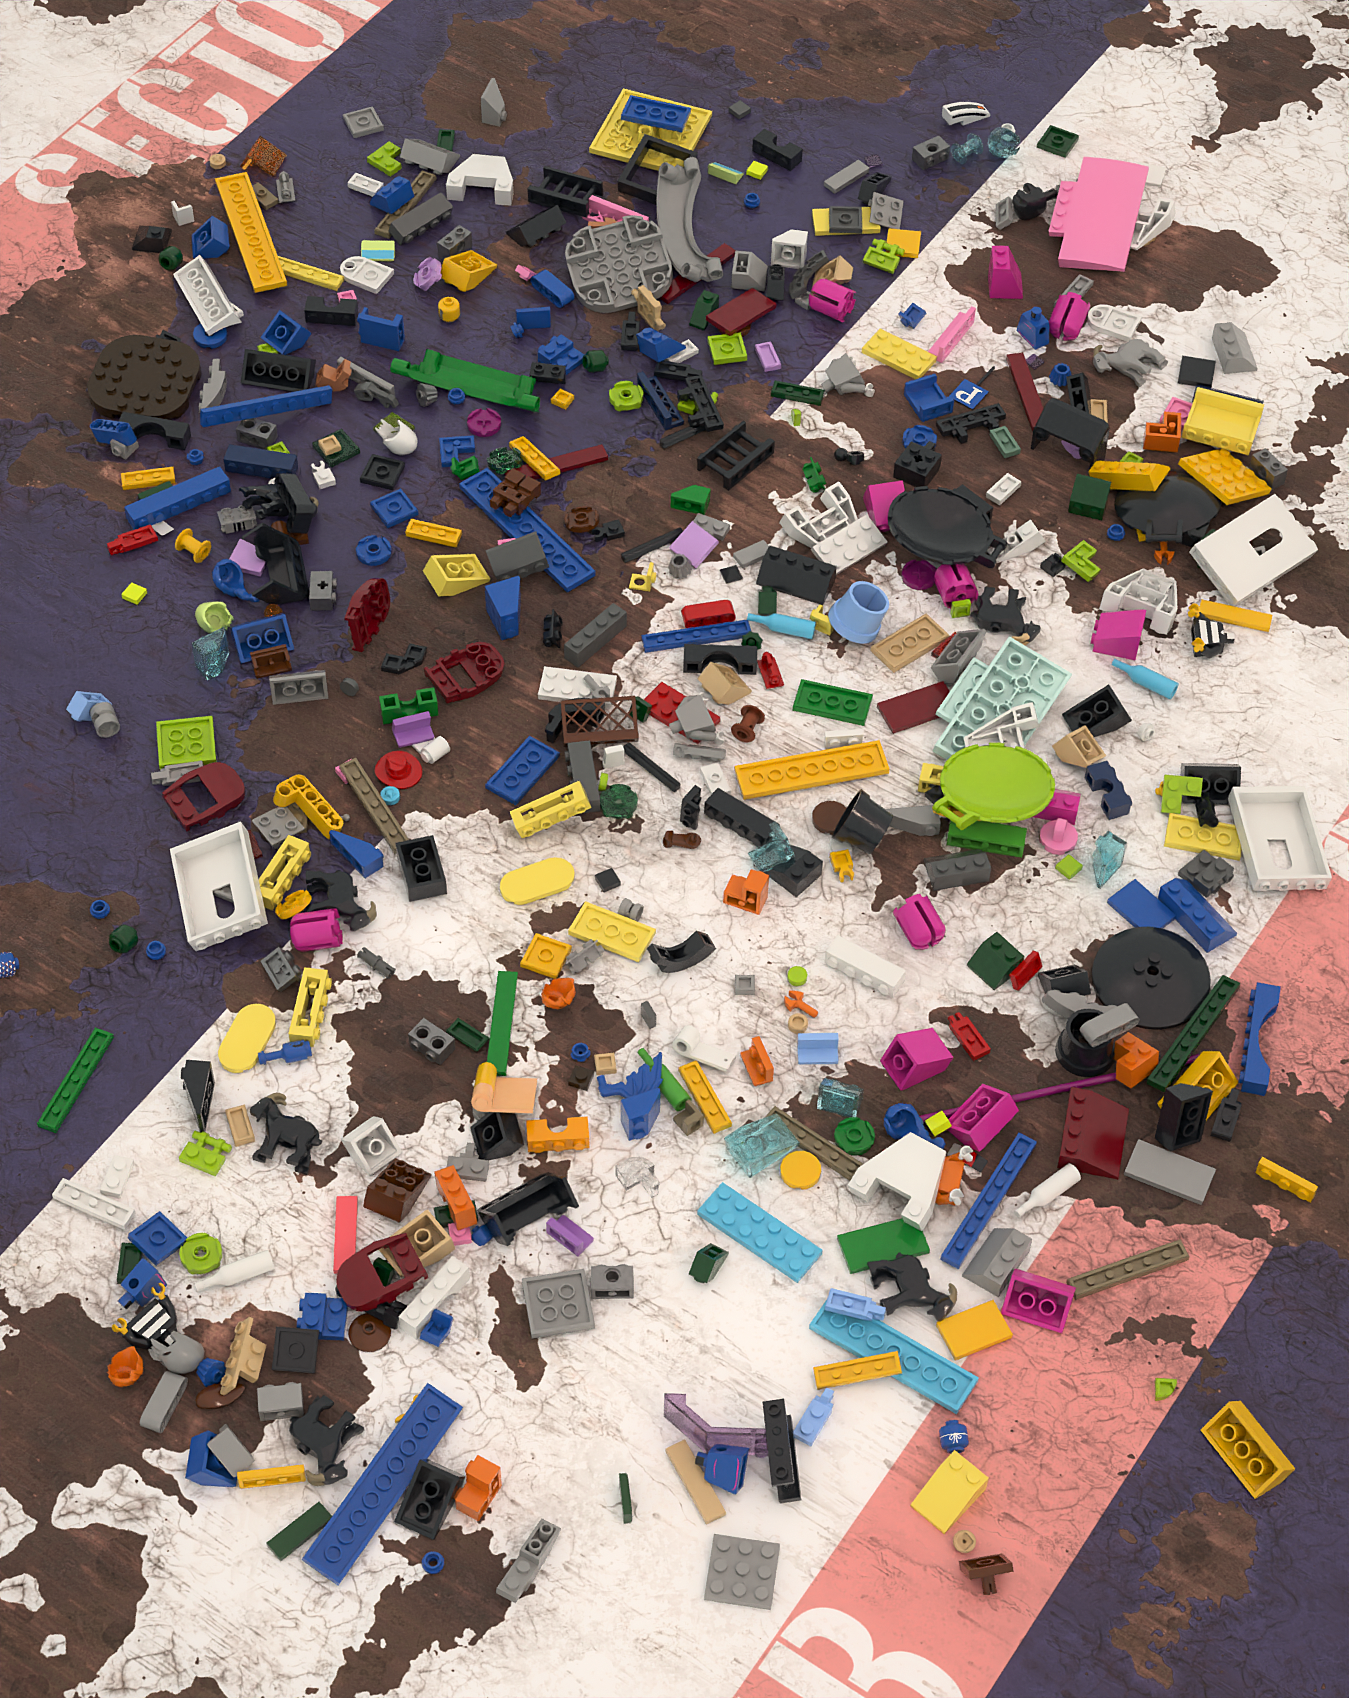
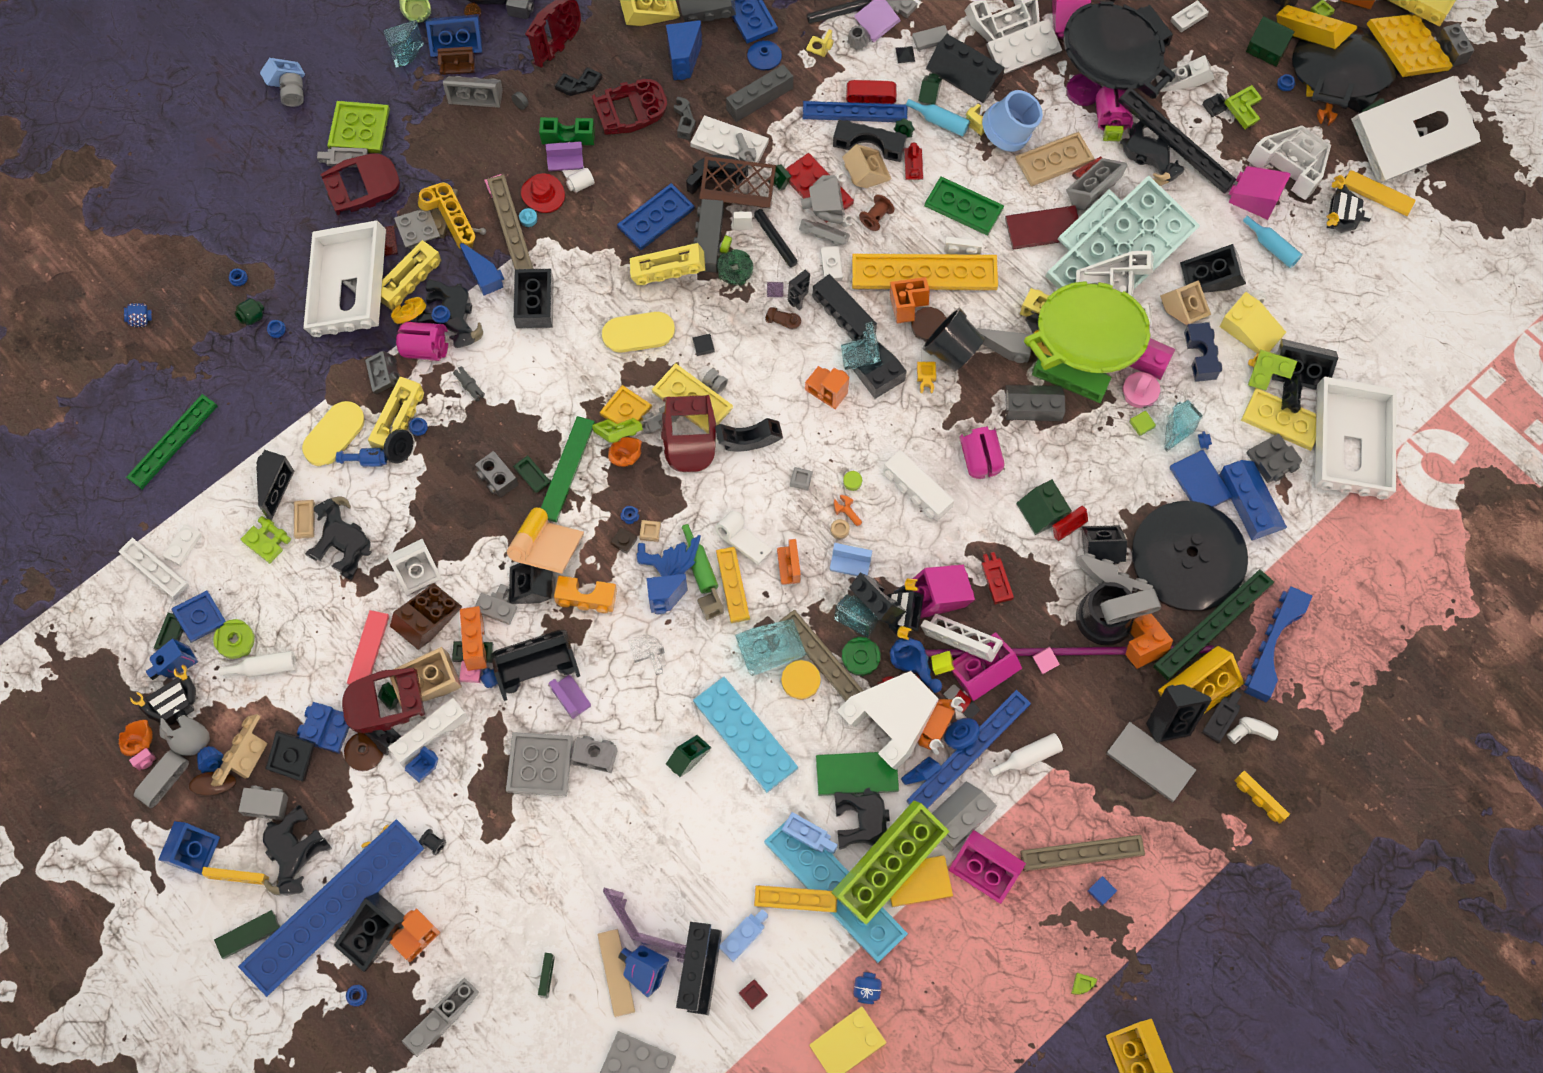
camera: 15 degrees right, 15 degrees up
(138, 1387) = (143, 759): none -> bright pink plate
(230, 1451) = (204, 844): light grey panel -> none
(322, 1033) = (398, 446): none -> black wheel
(331, 899) = (440, 314): none -> blue plate
(334, 1013) = (418, 426): none -> blue plate
(469, 1399) = (432, 841): none -> black bush
(529, 676) = (683, 131): none -> dark grey piece
(544, 975) = (613, 432): none -> lime plate
(552, 623) = (724, 74): black hinge -> none
(588, 600) = (766, 60): none -> blue dish
(623, 979) = (694, 451): none -> dark red slope
(648, 1014) = (702, 490): dark grey tile -> none
(665, 815) = (775, 289): none -> clear purple piece
(802, 794) = (906, 296): none -> orange brick
(841, 1469) = (753, 994): none -> dark red plate
(857, 1074) = (872, 595): none -> black arch
(884, 1079) = (912, 603): none -> black torso
(943, 1308) = (890, 862): none -> lime brick
(947, 1227) = (921, 771): none -> blue tile
(951, 1094) = (962, 640): none -> white fence
(977, 1183) = (962, 733): none -> blue wheel
(1026, 601) = (1177, 140): none -> black tile
(1039, 1100) = (1045, 660): none -> bright pink tile
(1093, 1134) = (1087, 707): dark red slope -> none
(1134, 870) = (1204, 440): none -> blue plate
(1148, 755) = (1252, 324): none -> light yellow slope
(1157, 1299) = (1102, 891): none -> blue tile
(1259, 1117) = (1250, 725): none -> white arm

